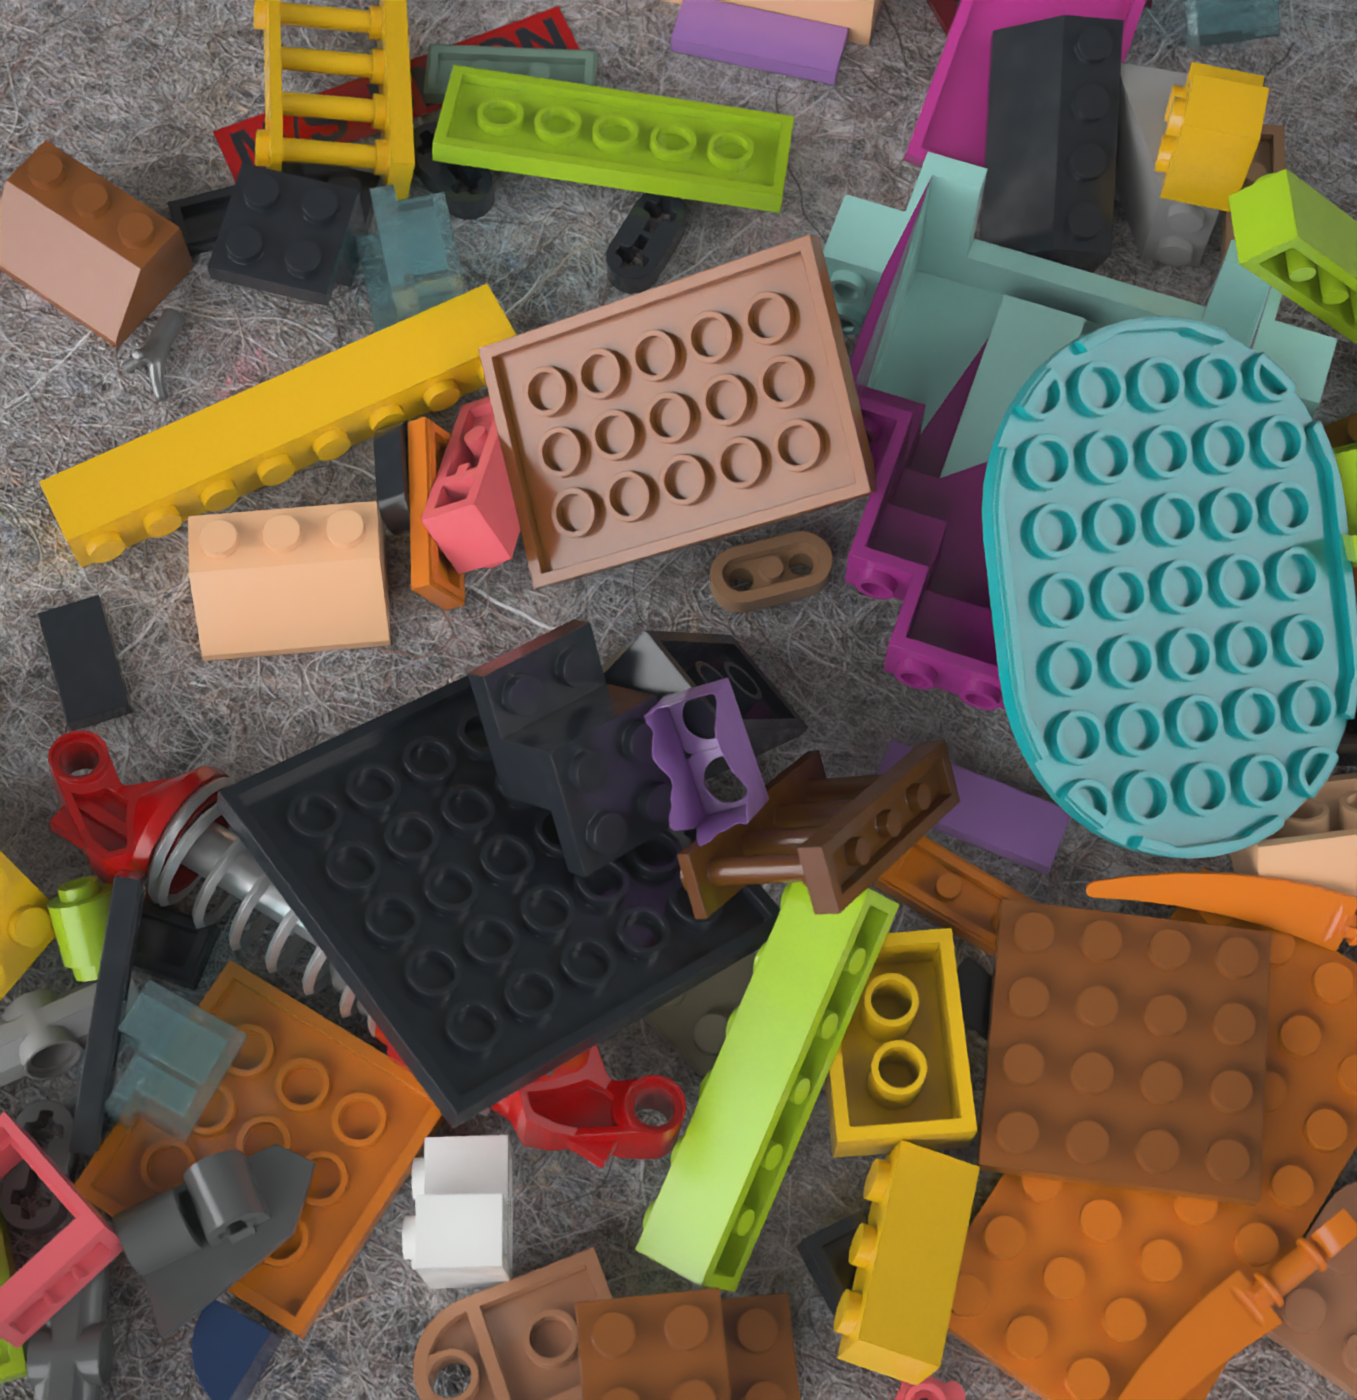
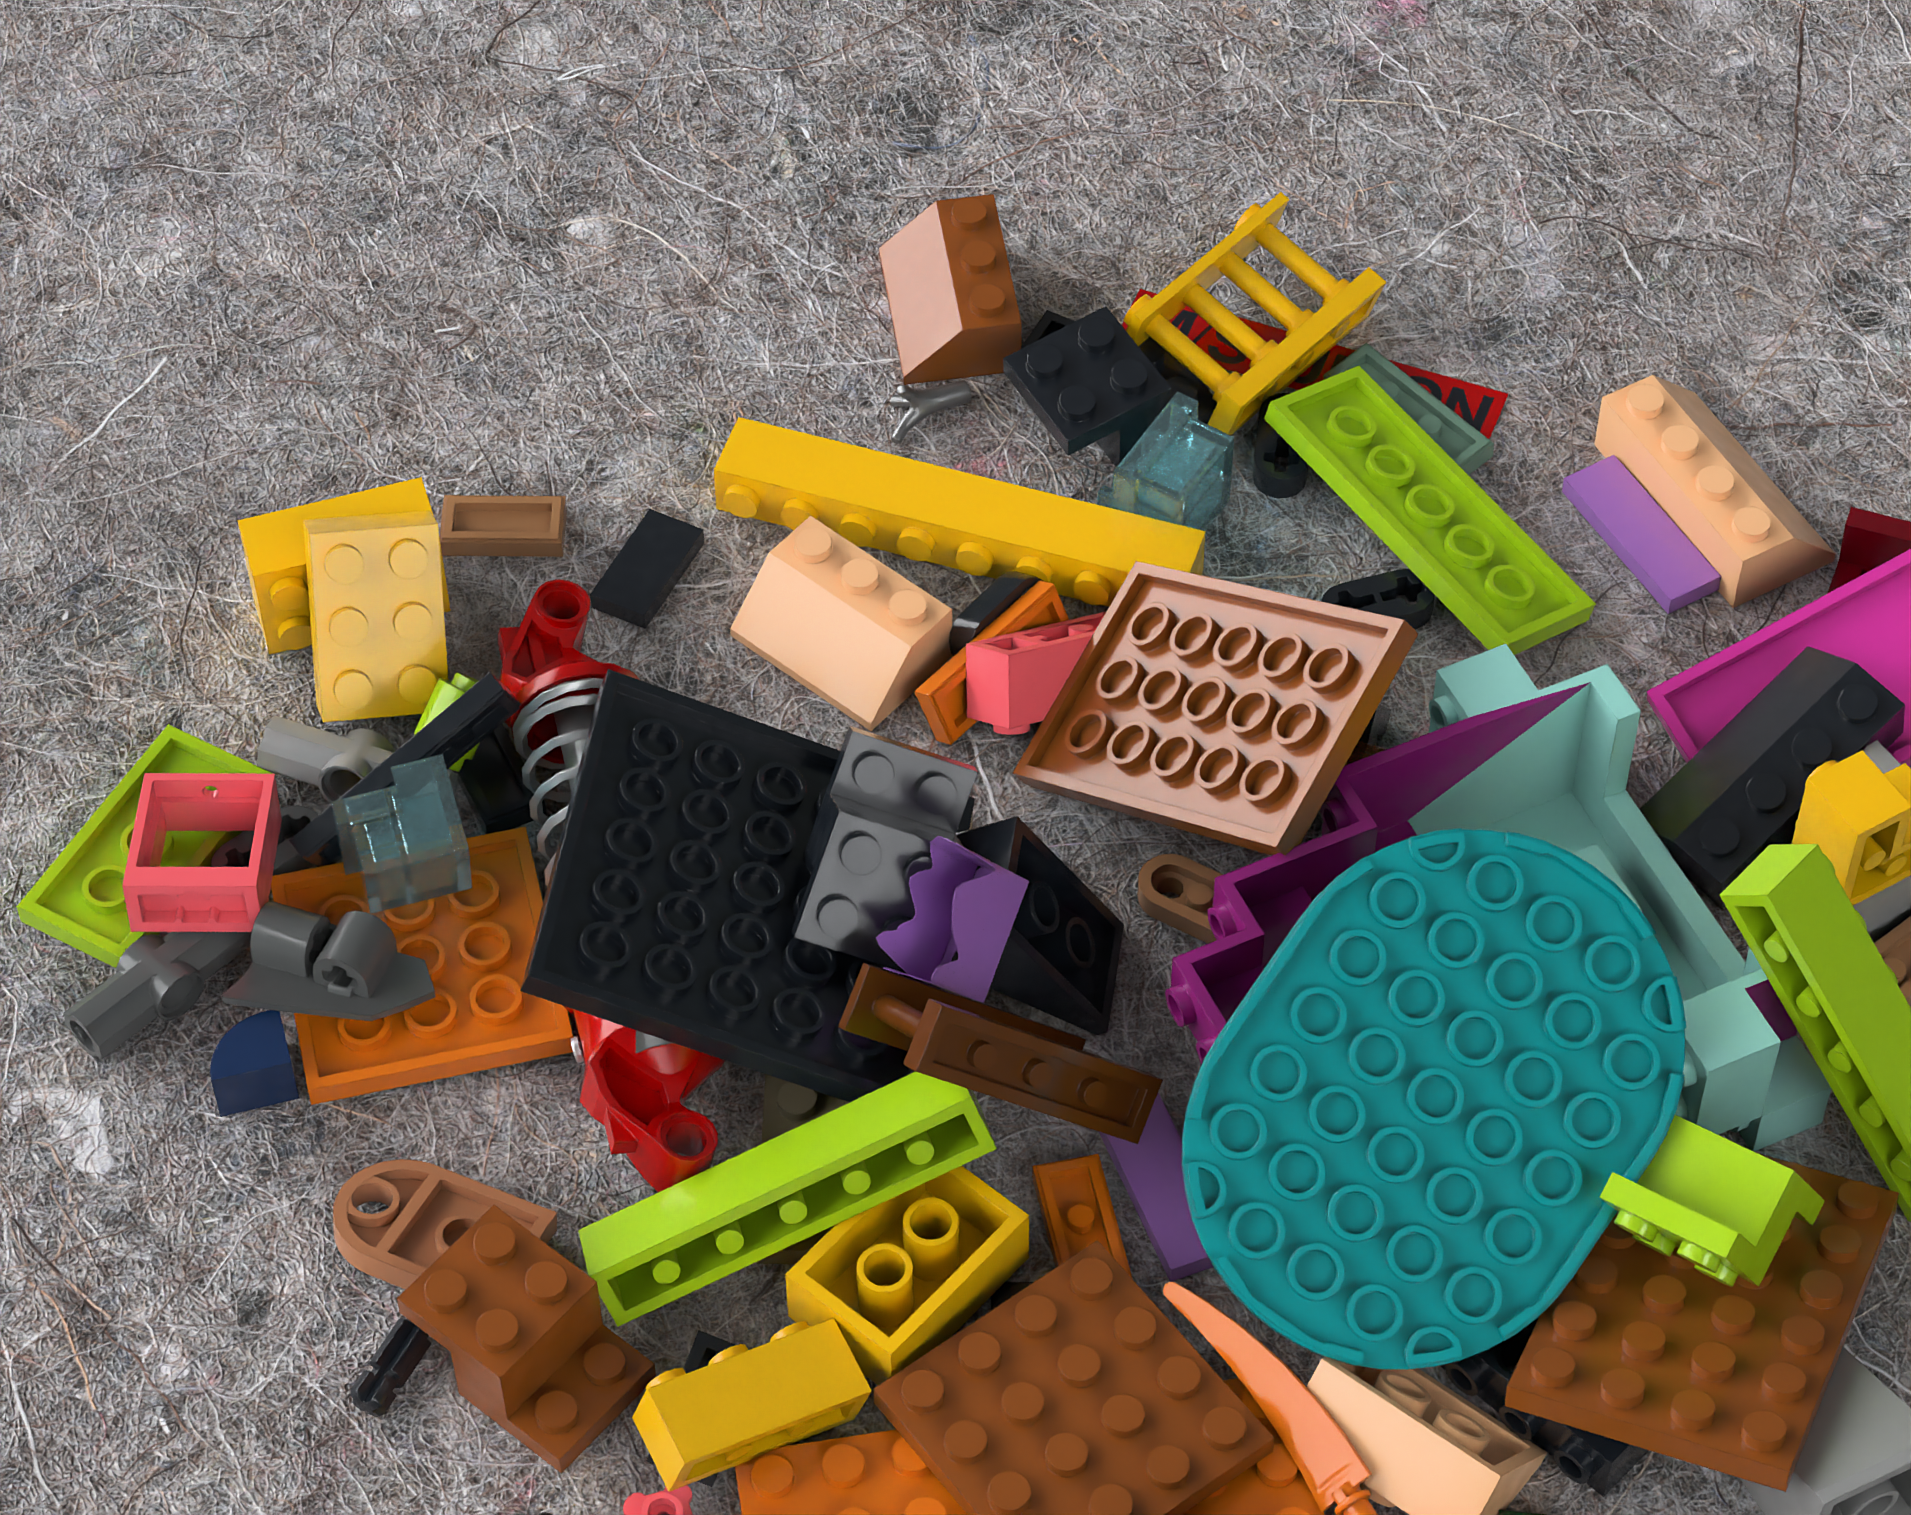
camera: 45 degrees right, 15 degrees down
(462, 1212) = (493, 1110): white brick -> none

